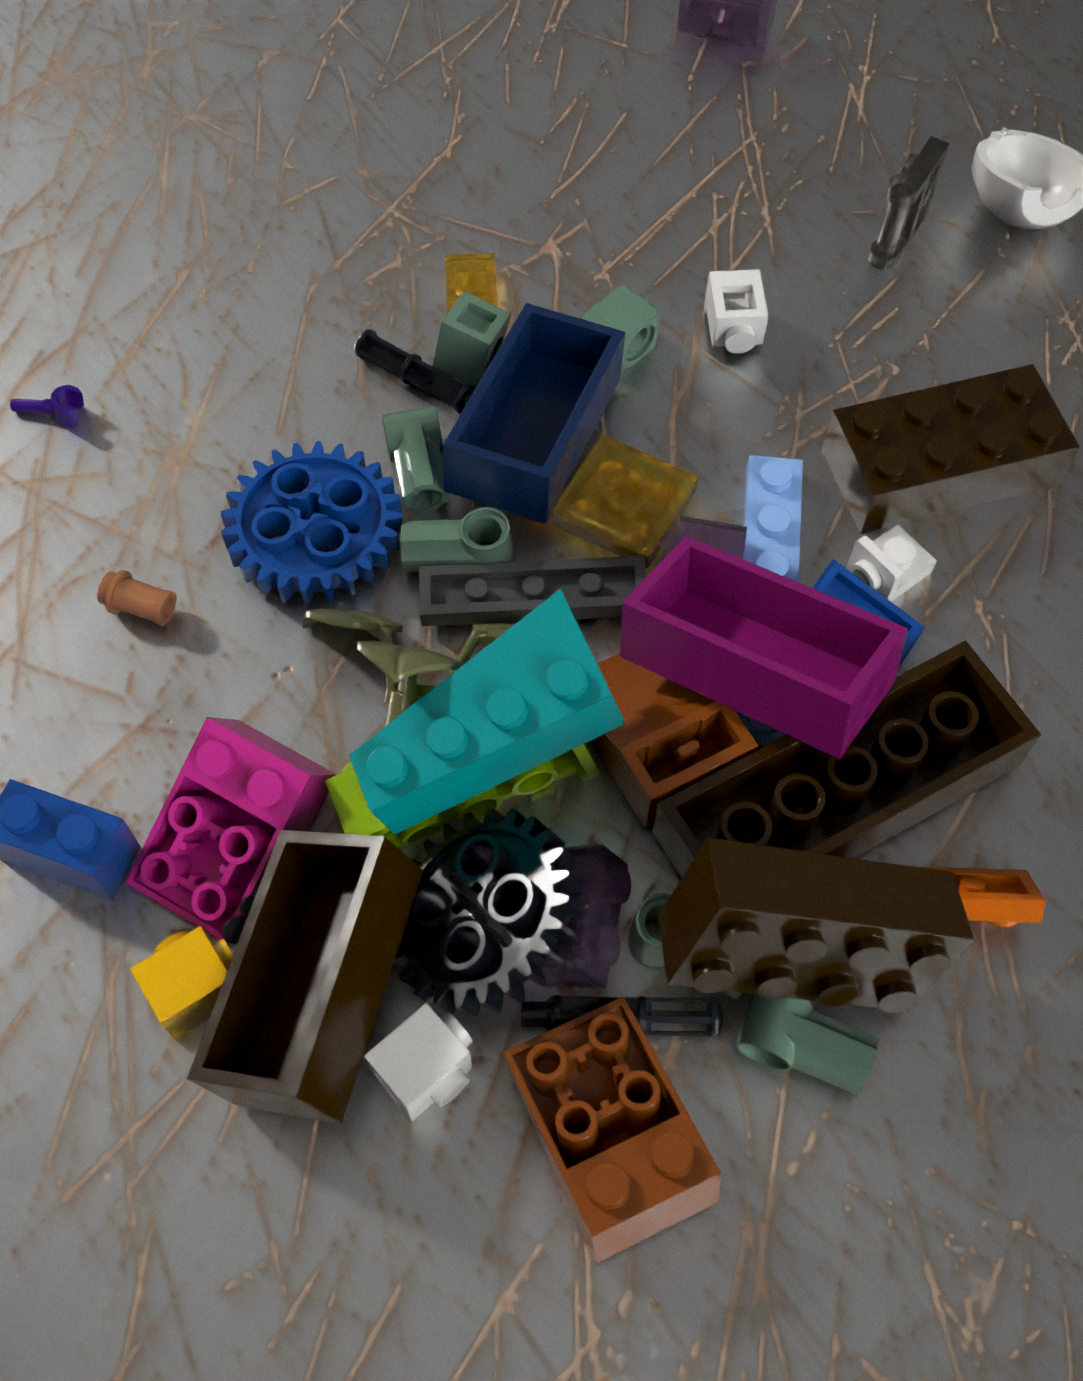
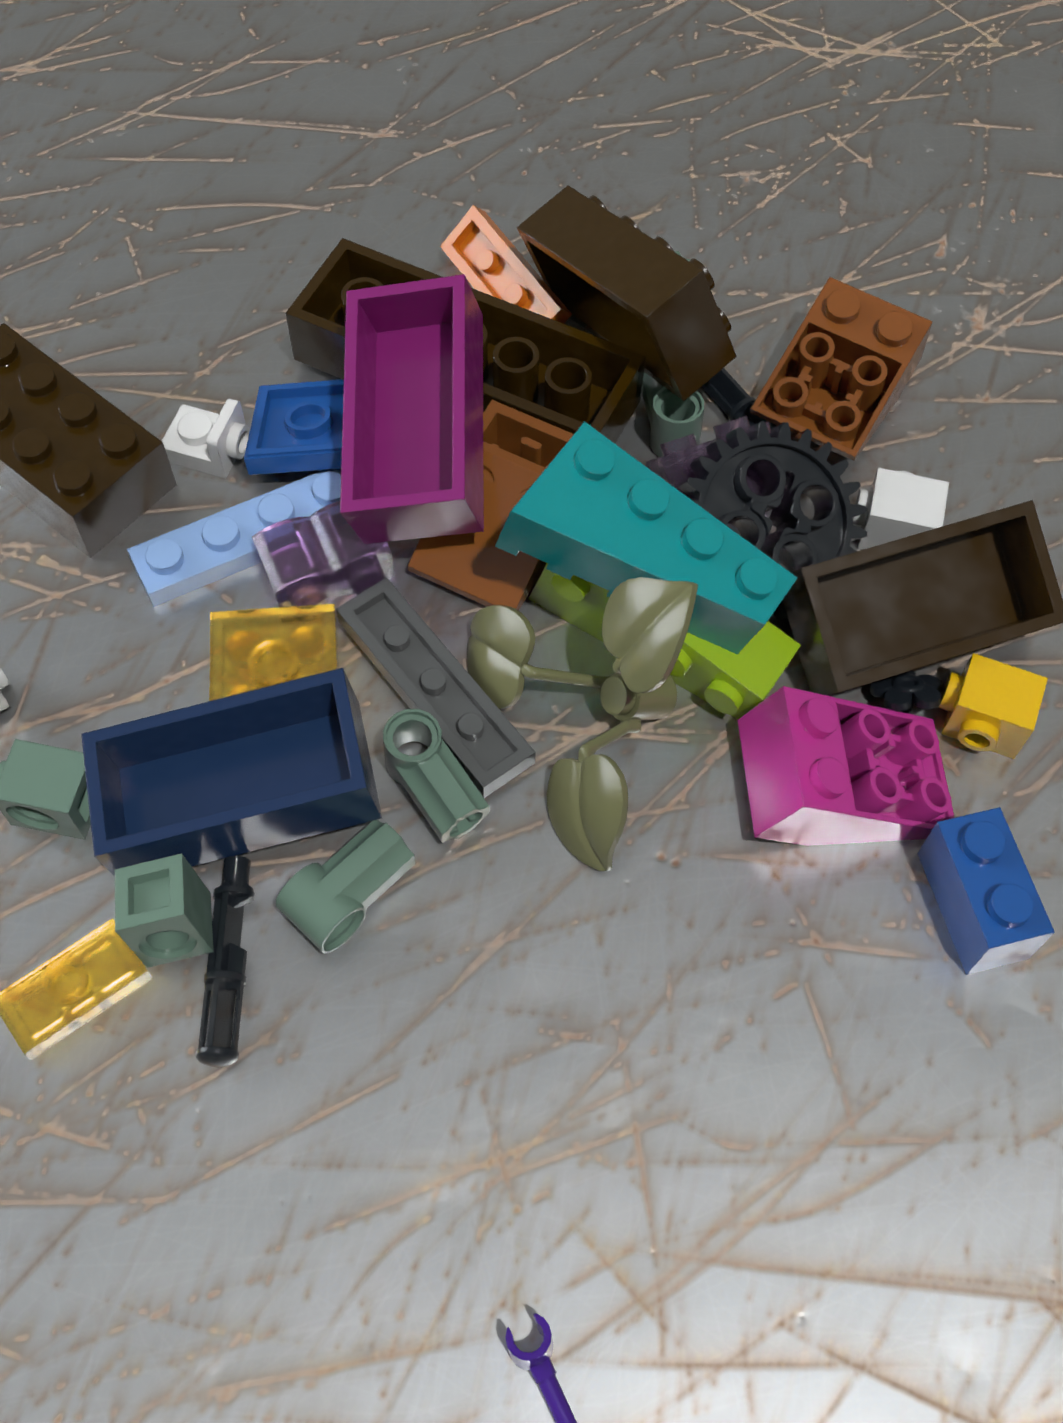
camera: 125 degrees left, 0 degrees up
(134, 597) = (707, 1040): nougat pin -> none
(312, 522) = (440, 944): blue gear -> none

